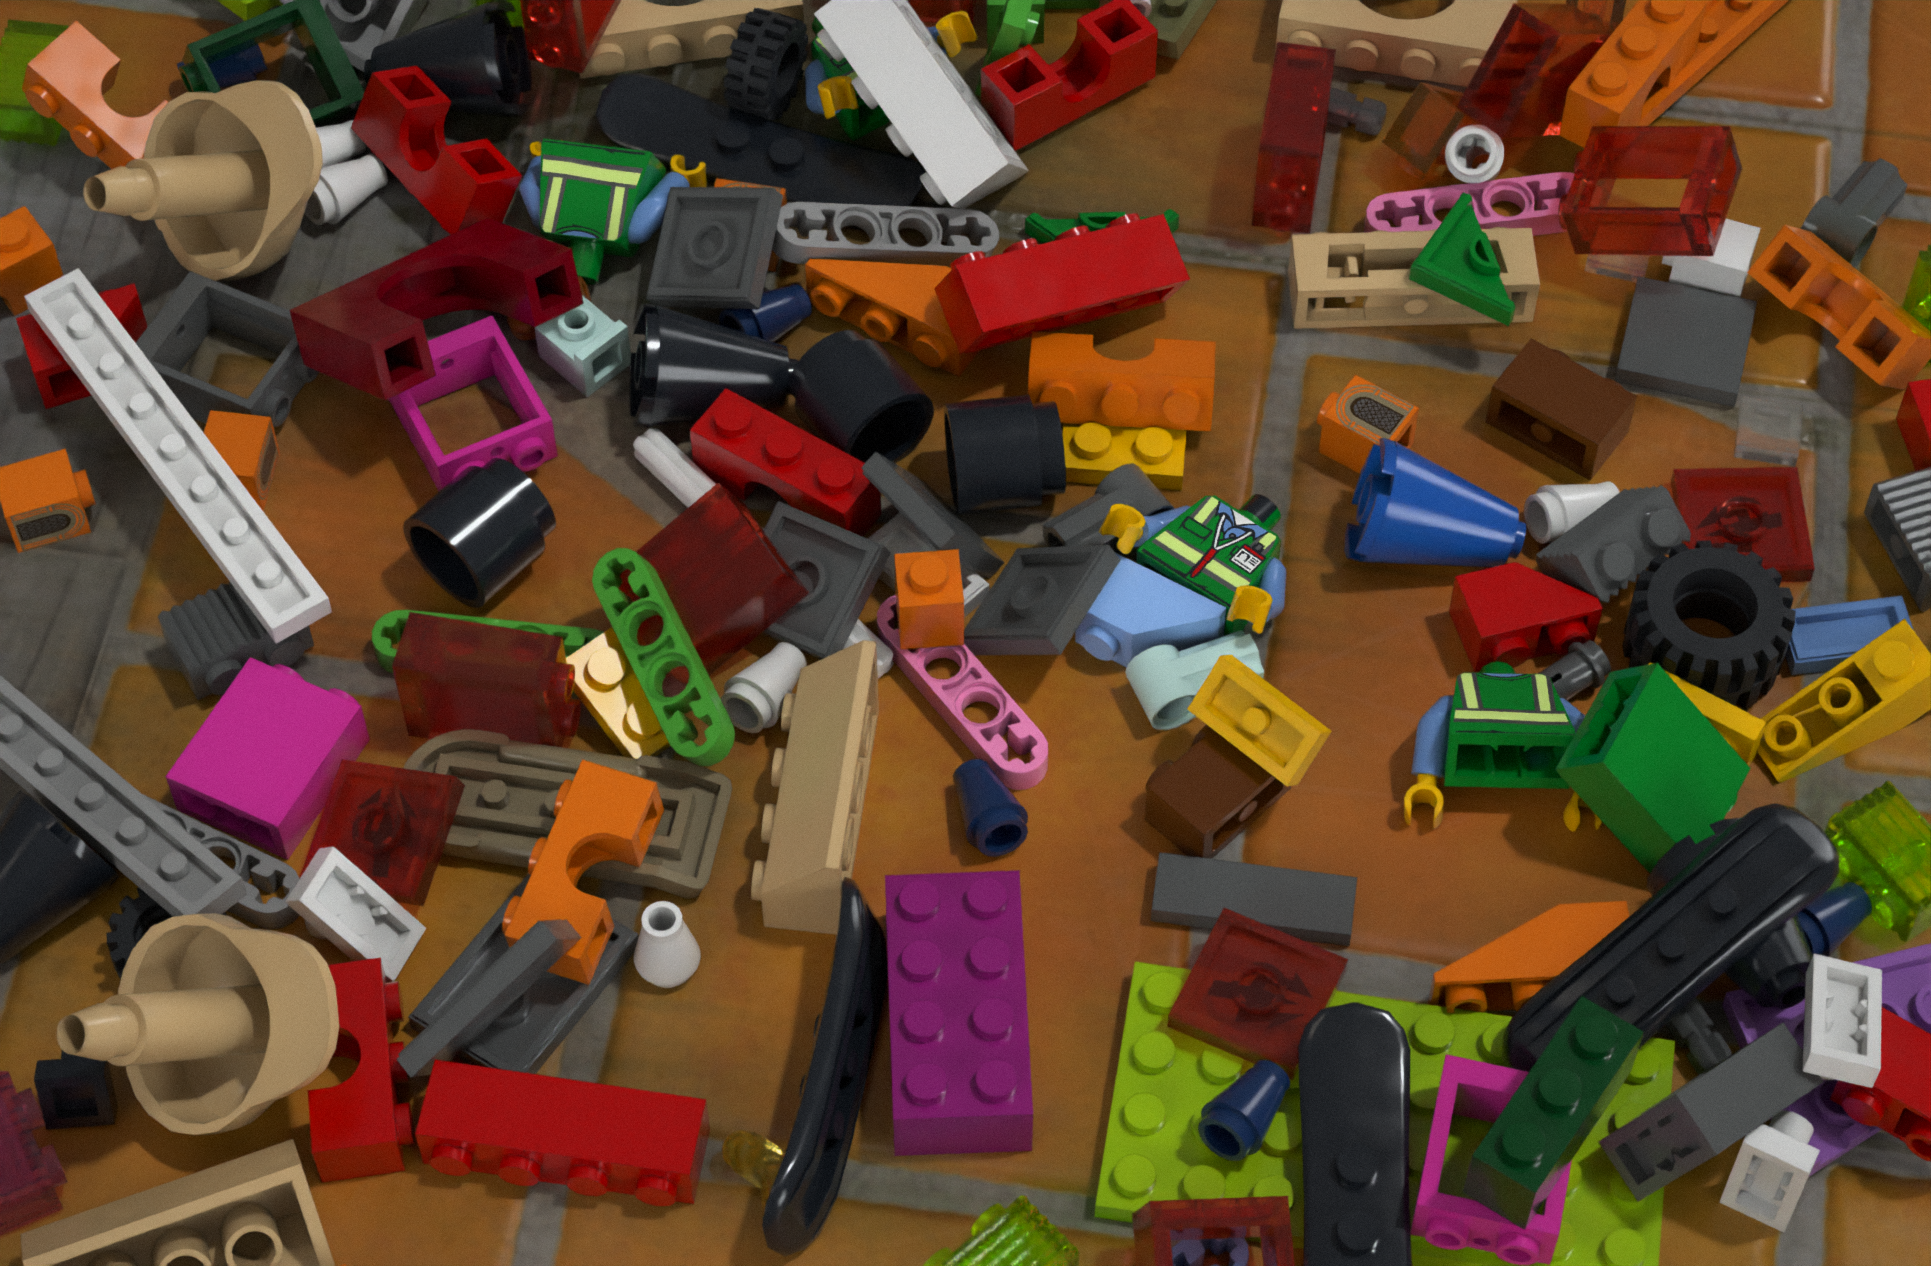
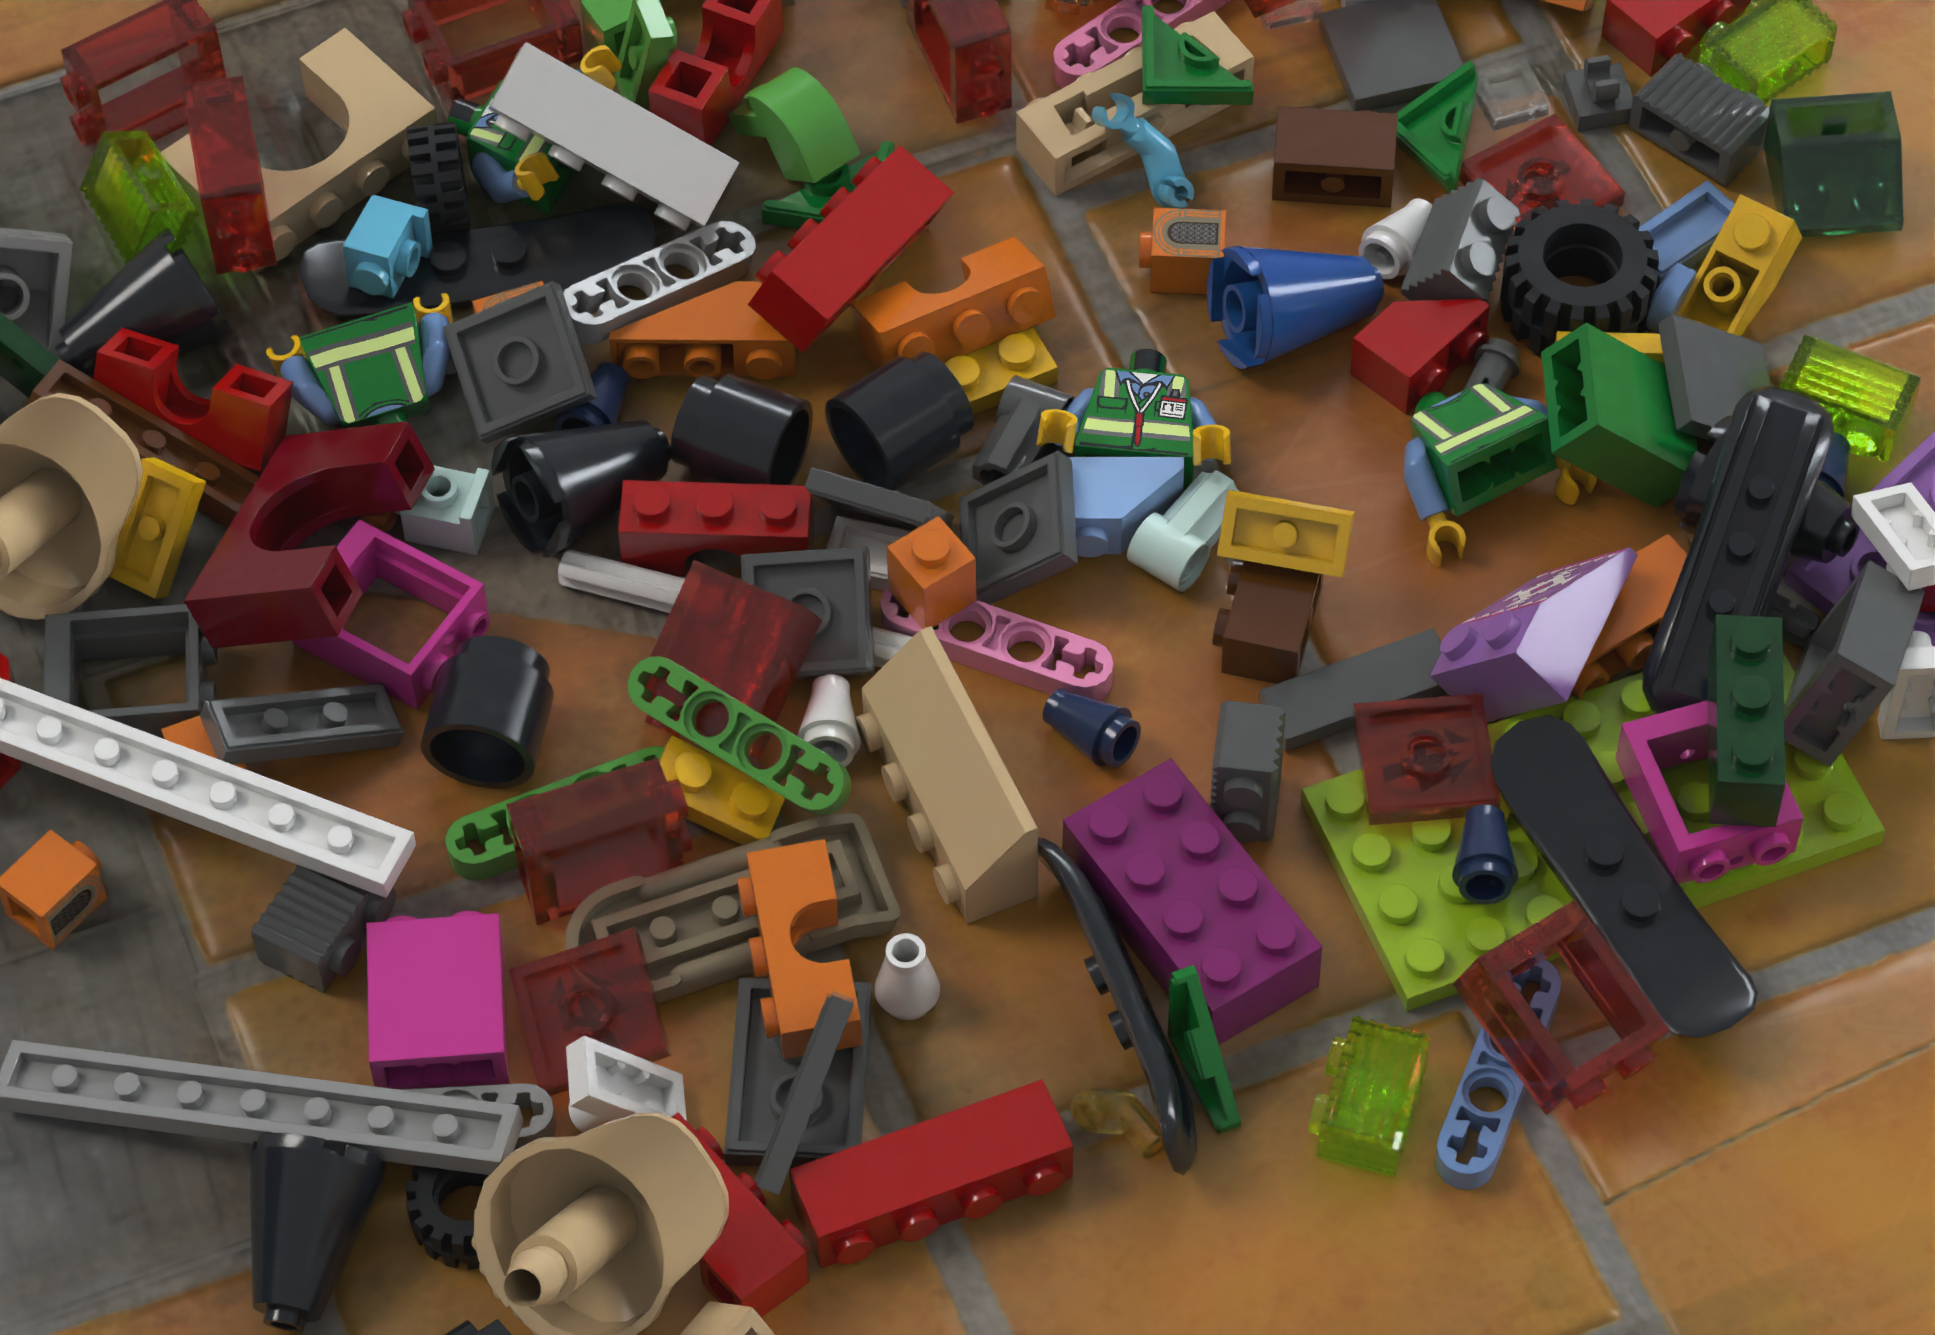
camera: 30 degrees left, 0 degrees up
(328, 463) = (301, 724): none -> dark grey tile
(332, 241) = (157, 528): none -> yellow plate
(368, 164) = (225, 480): none -> reddish brown plate
(680, 99) = (386, 245): none -> medium azure brick
(870, 1150) = (1198, 1049): none -> green tile
(1081, 918) = (1248, 768): none -> dark grey brick
(1099, 160) = (799, 124): none -> bright green brick
(1398, 332) = (1157, 153): none -> medium azure arm
(1424, 935) = (1534, 639): none -> medium lavender slope
(1678, 424) = (1437, 125): none -> green tile
(1772, 764) = (1708, 372): none -> dark grey tile
(1784, 684) = (1669, 295): none -> medium blue tile
(1851, 468) = (1598, 94): none -> dark grey tile

